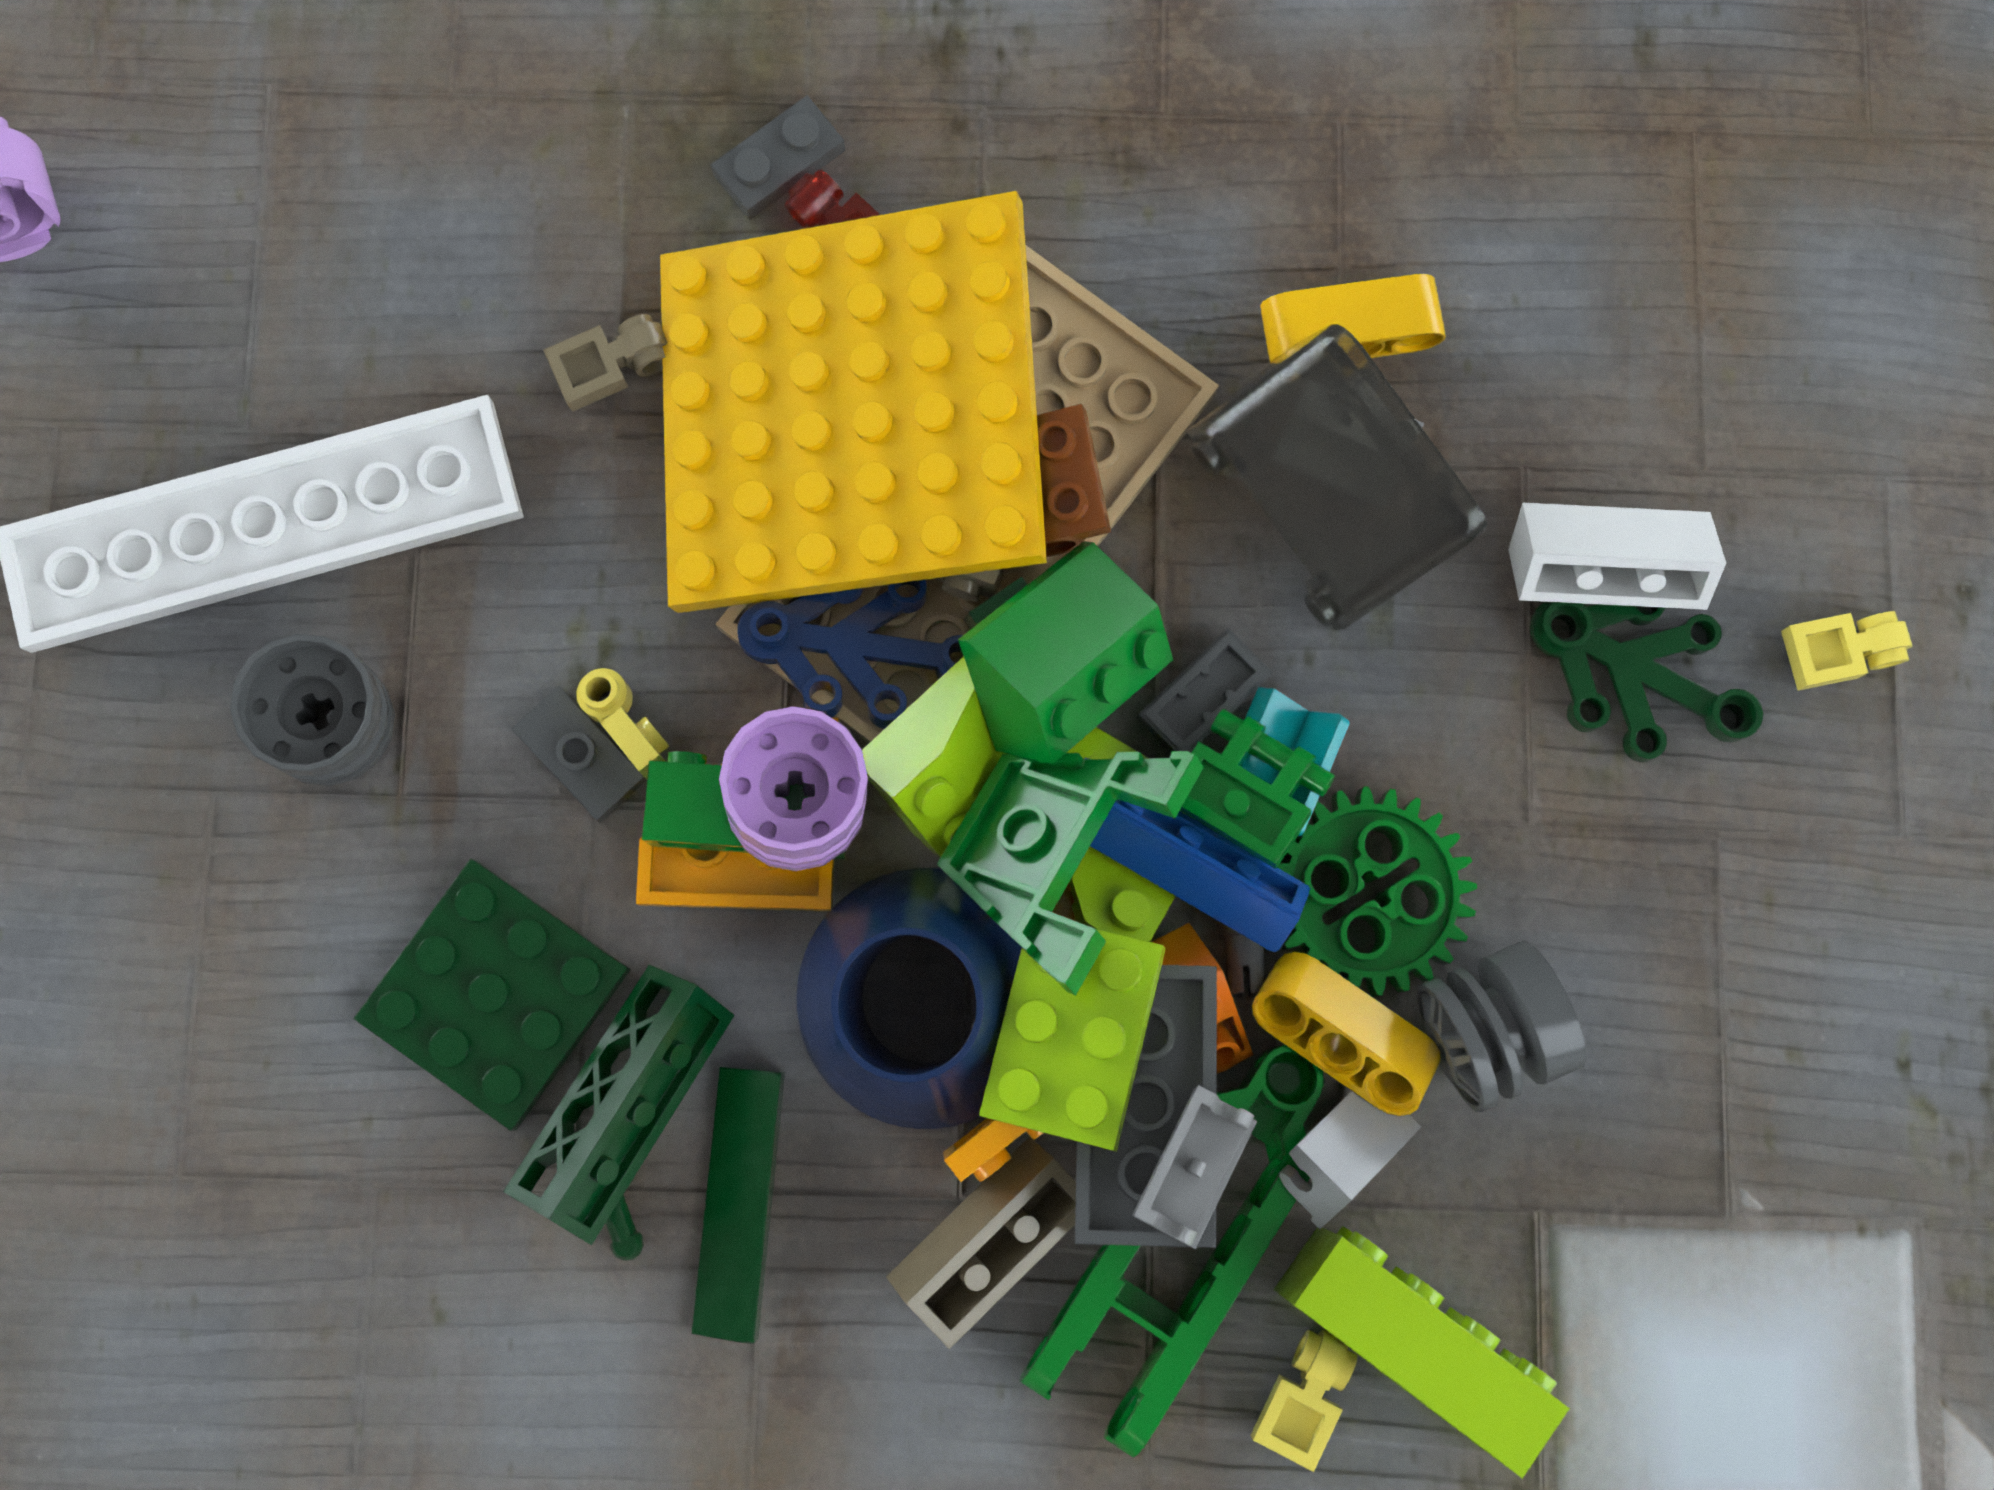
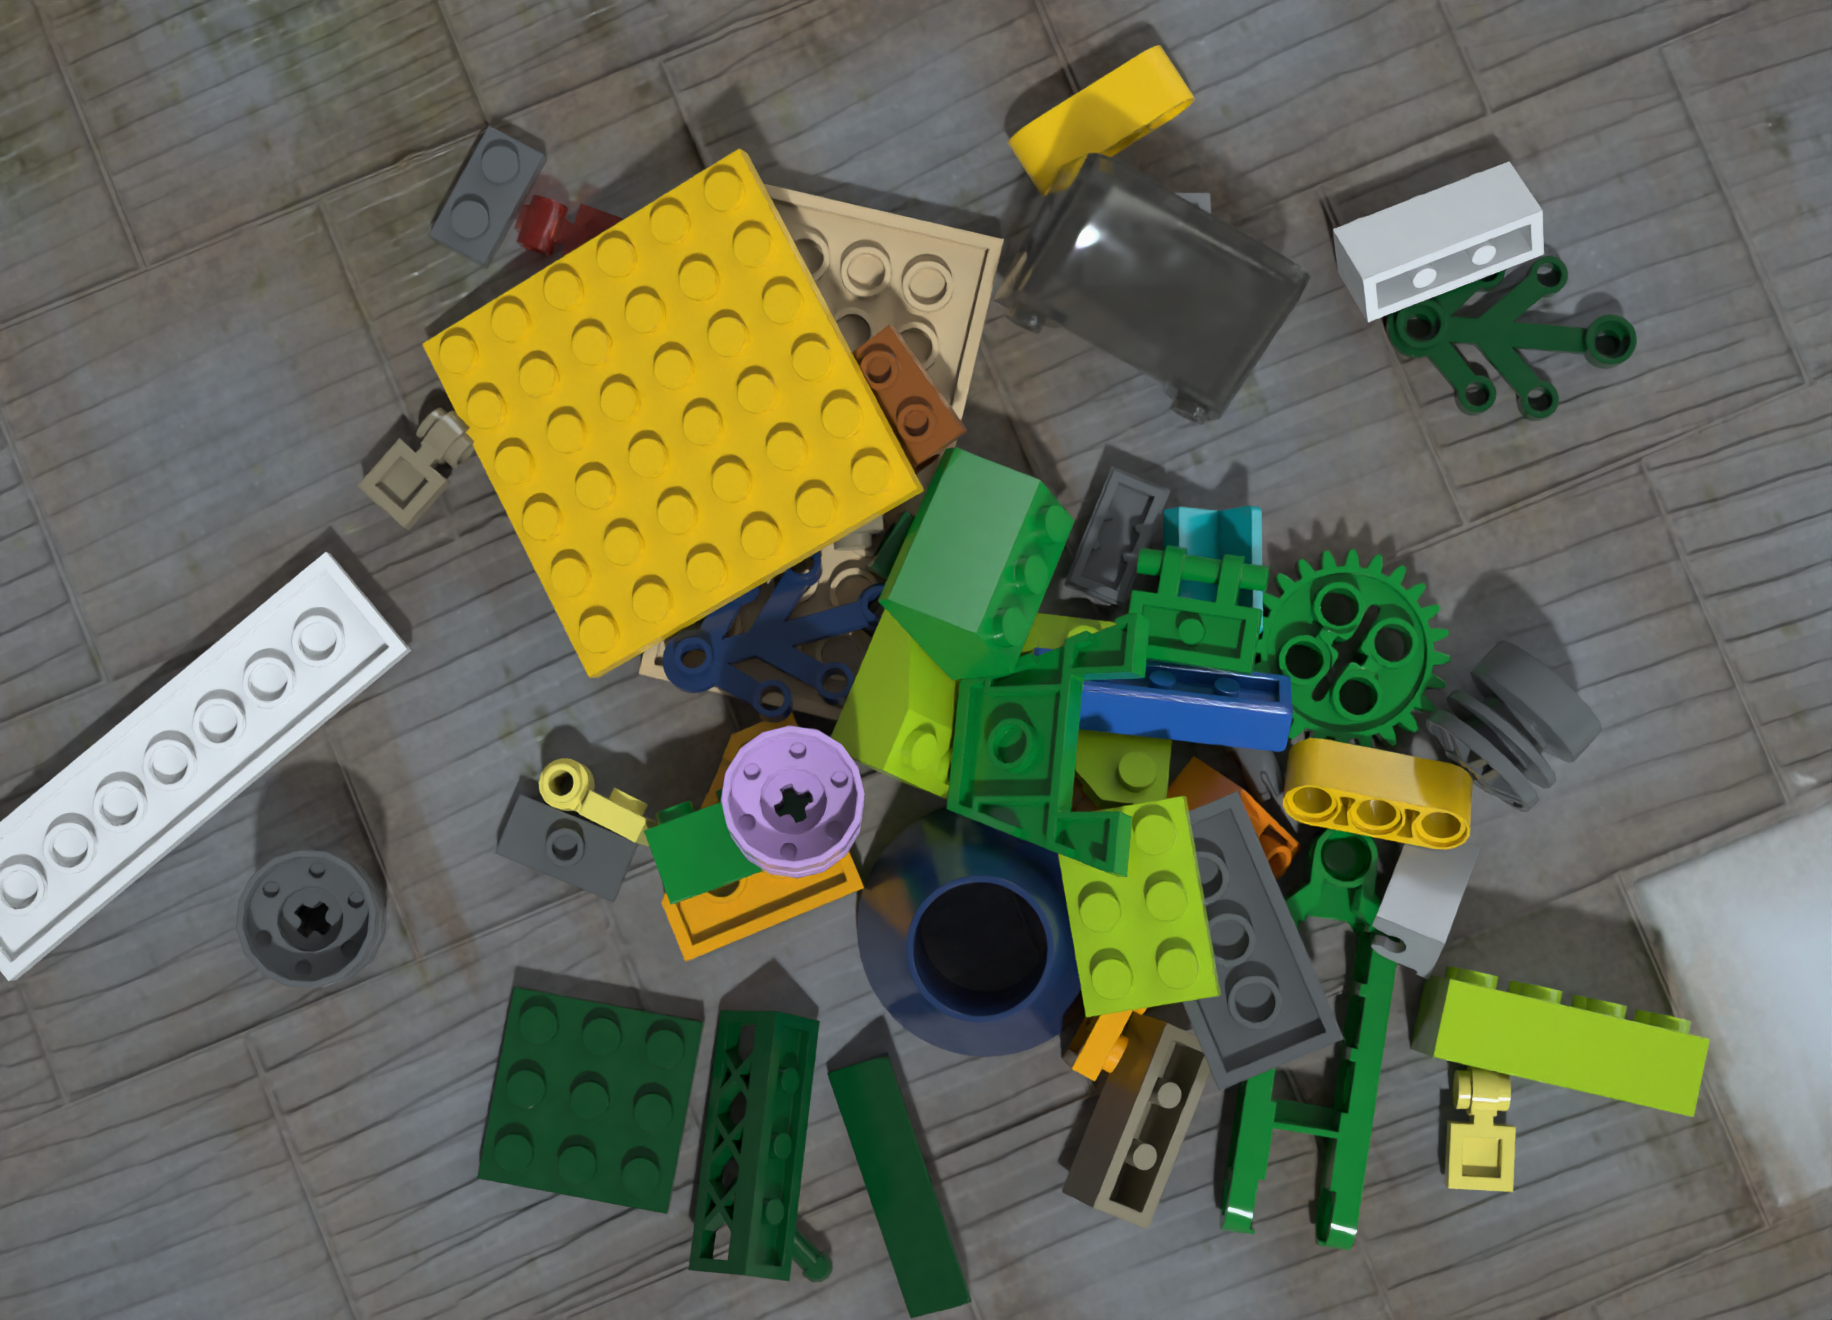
camera: 20 degrees left, 5 degrees up
(1195, 1167) = (1295, 978): light grey hinge -> none
(1833, 651) = (1677, 240): light yellow plate -> none

